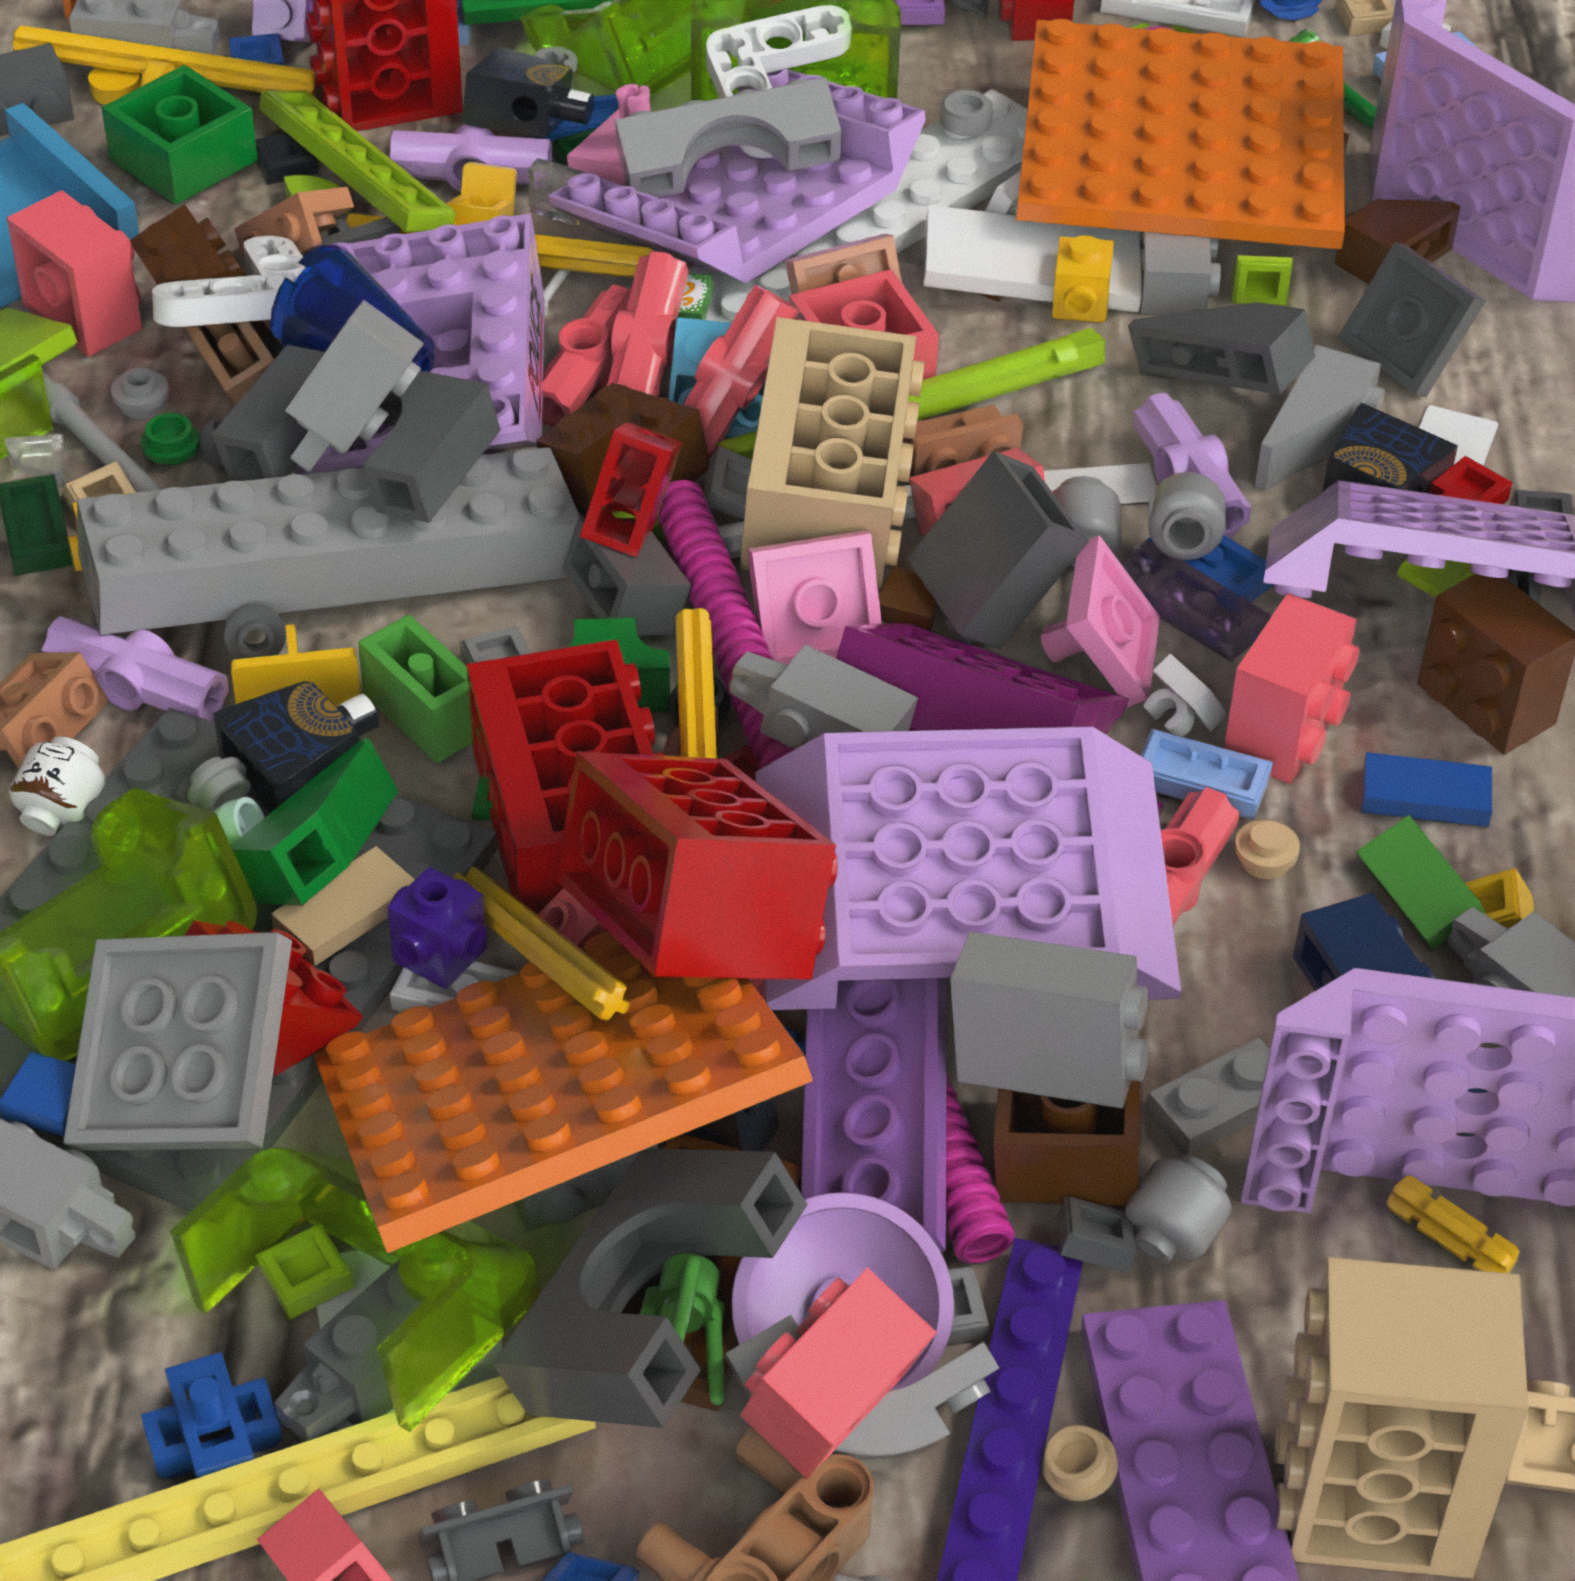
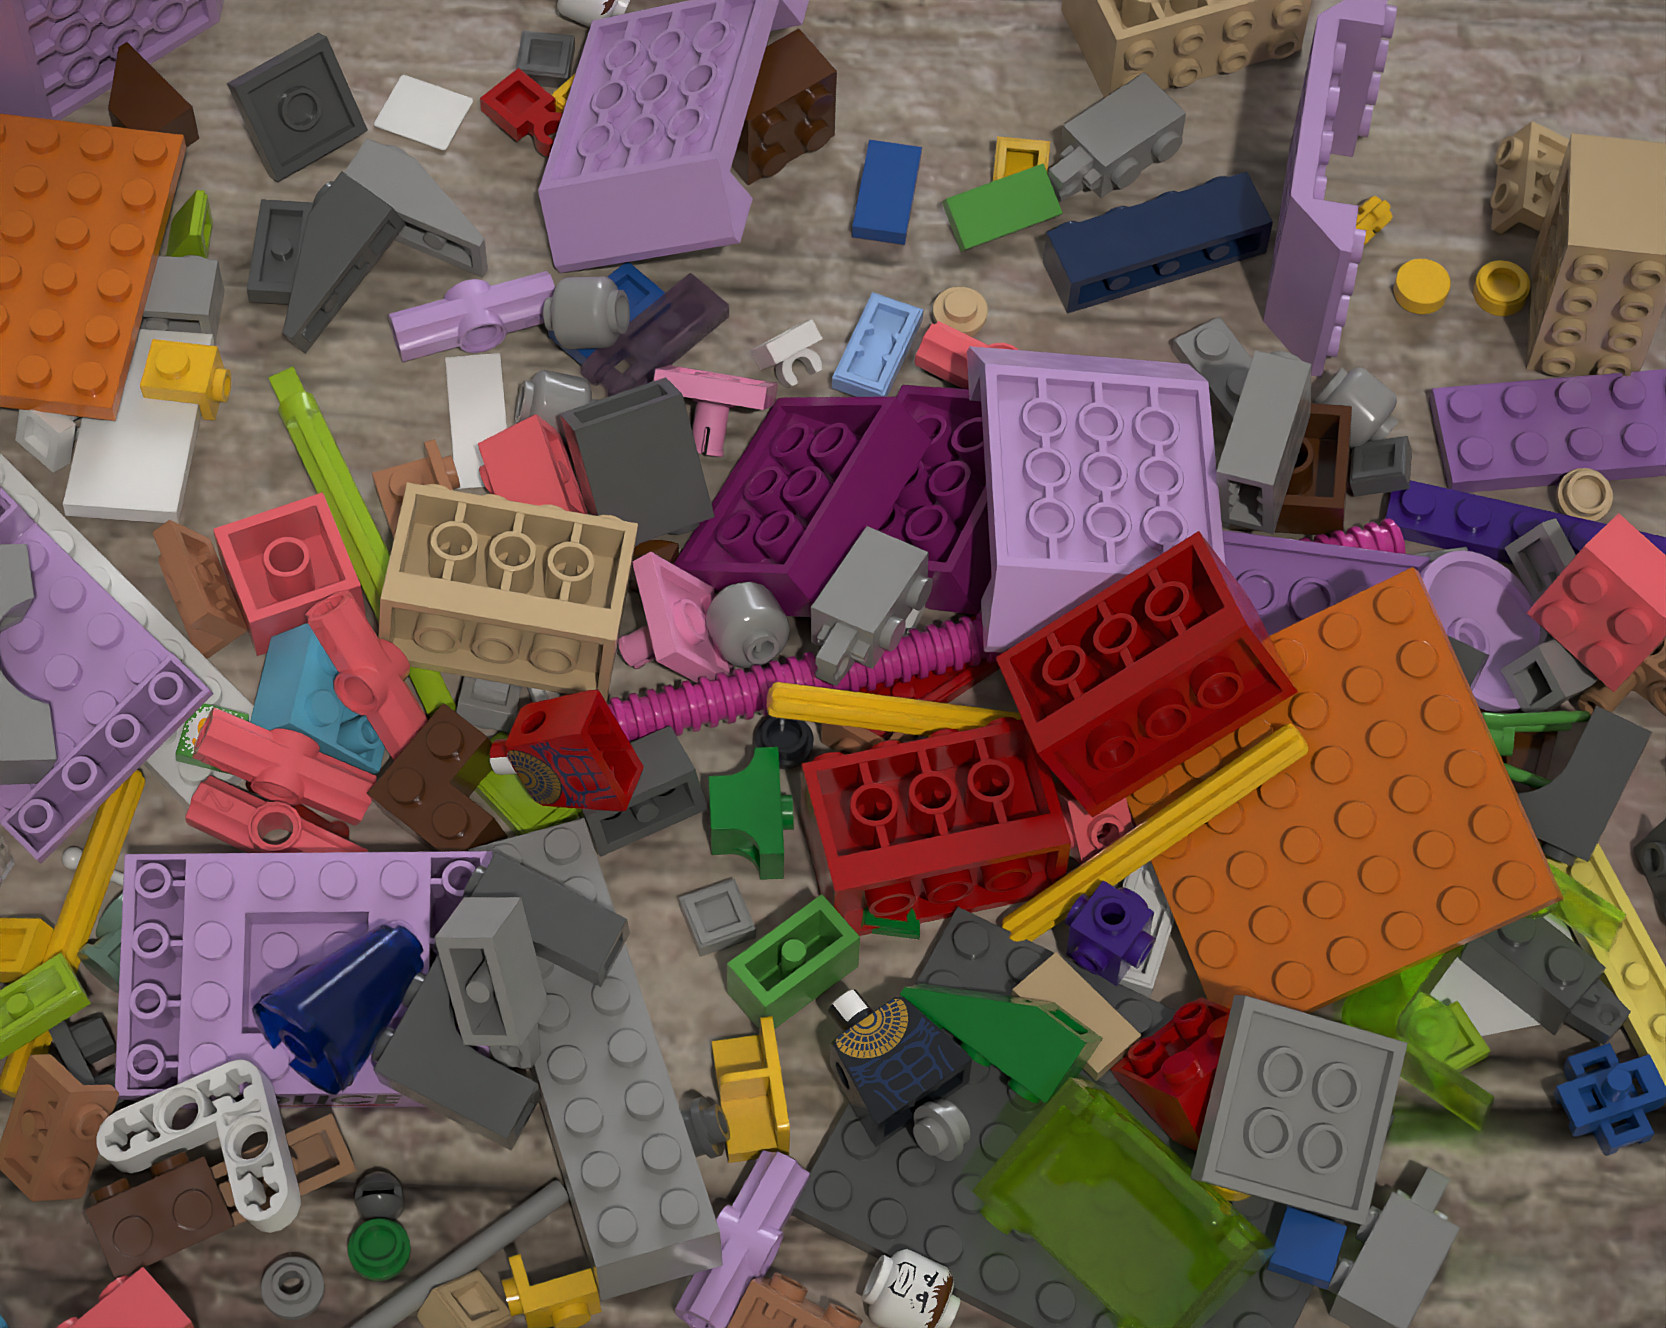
camera: 90 degrees left, 15 degrees up
(238, 817) = (987, 1110): light aqua hinge -> none
(809, 624) = (747, 624): none -> light grey head
(1292, 686) = (807, 260): coral brick -> none
(1387, 453) = (490, 164): black torso -> none

